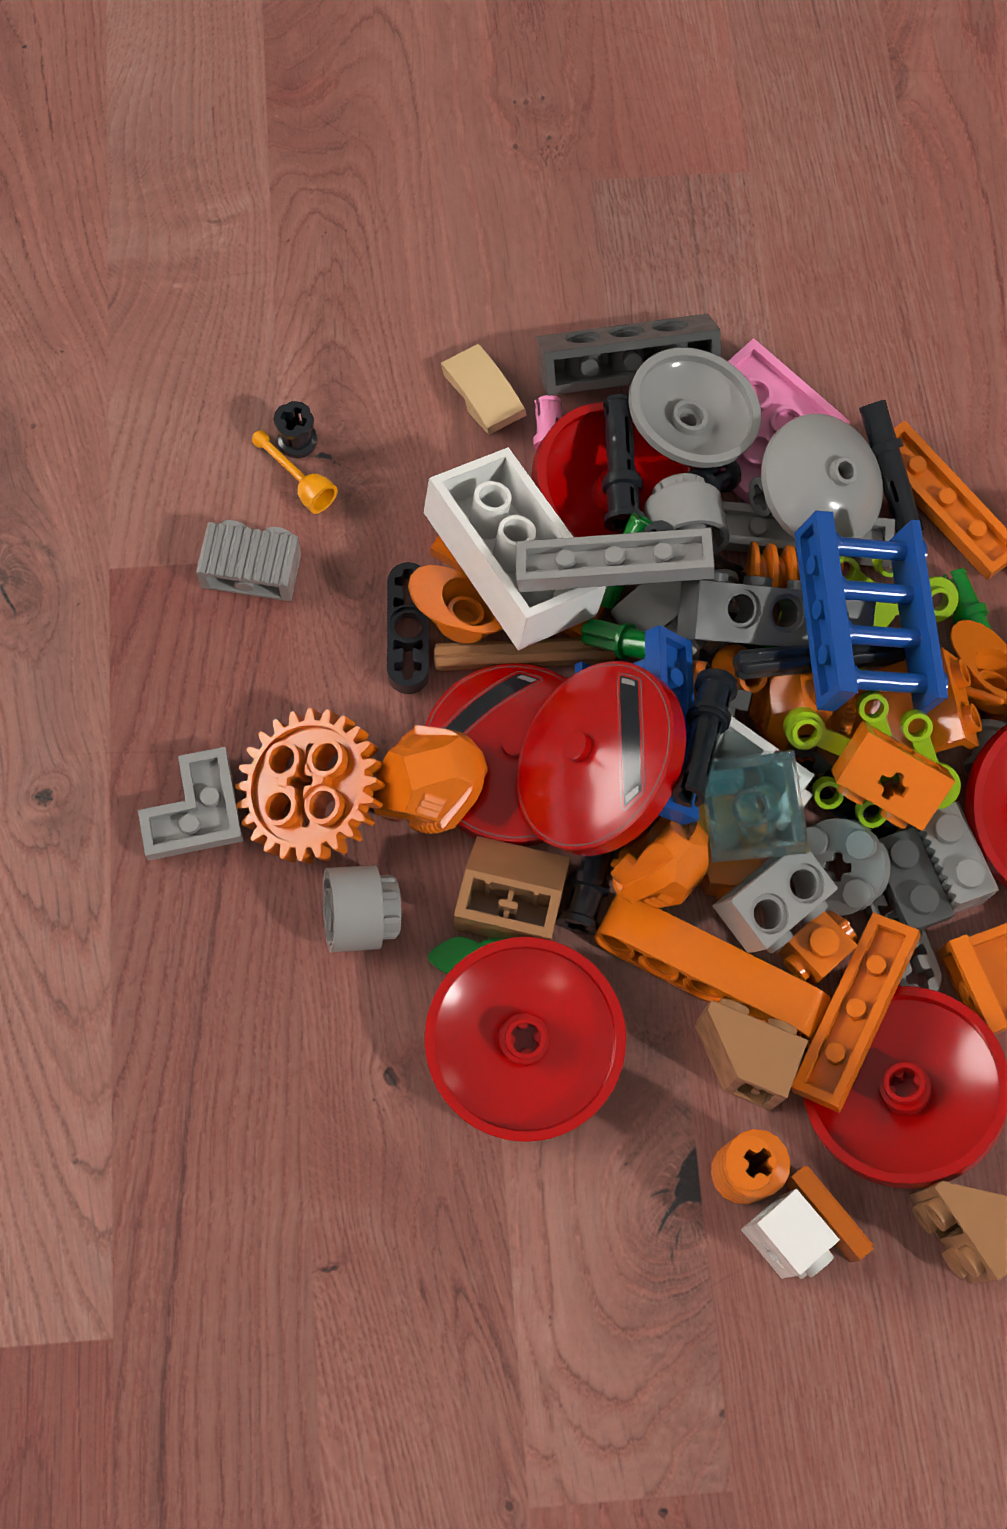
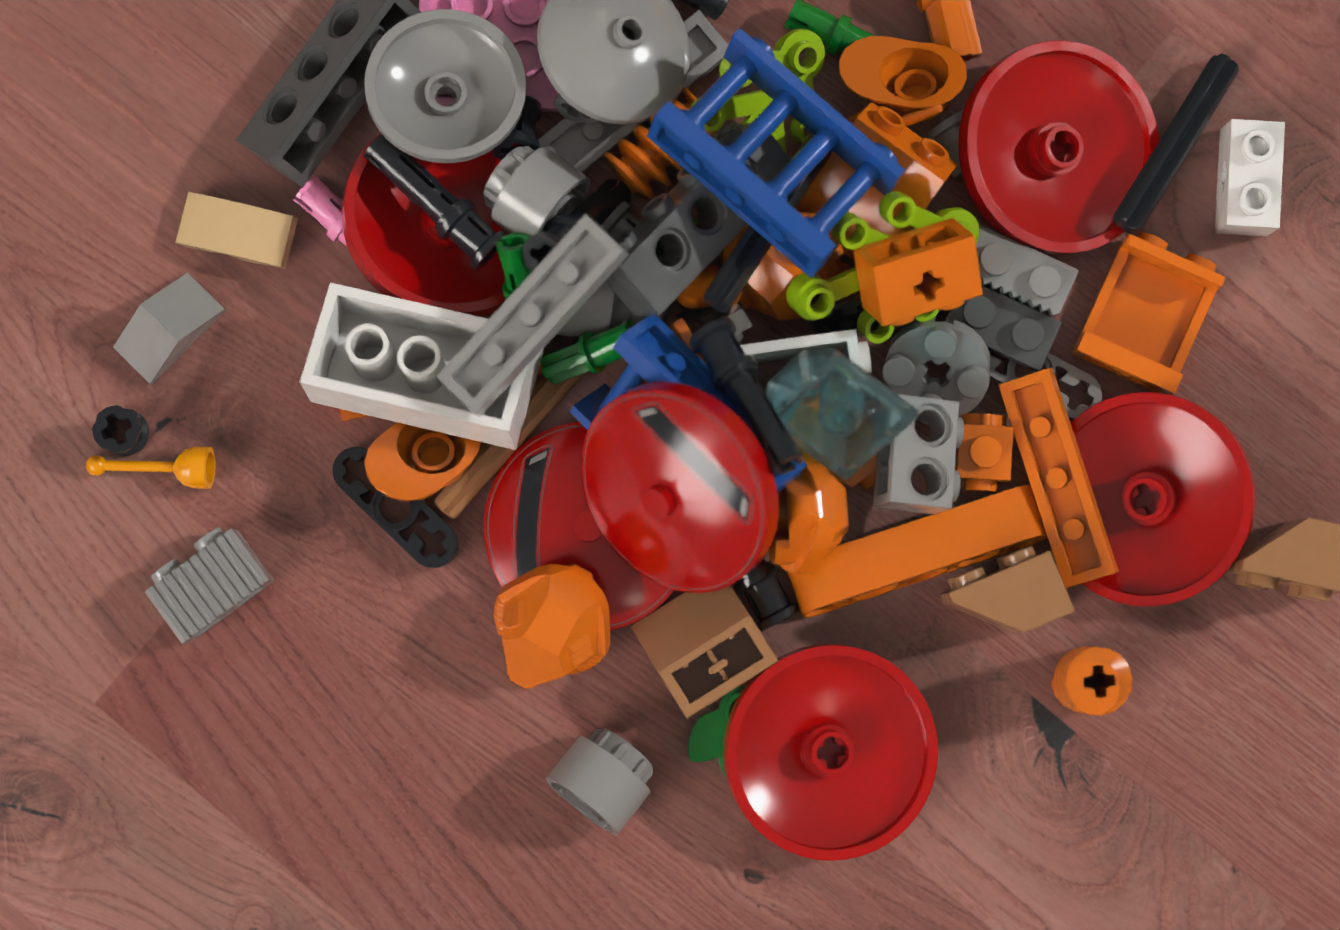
camera: 40 degrees left, 15 degrees up
(205, 818) = (403, 828): light grey plate -> none
(310, 786) = (495, 695): orange gear -> none
(385, 402) = (167, 326): none -> light grey slope
(792, 1236) = (1170, 702): white brick -> none
(852, 1241) = (1178, 655): orange plate -> none

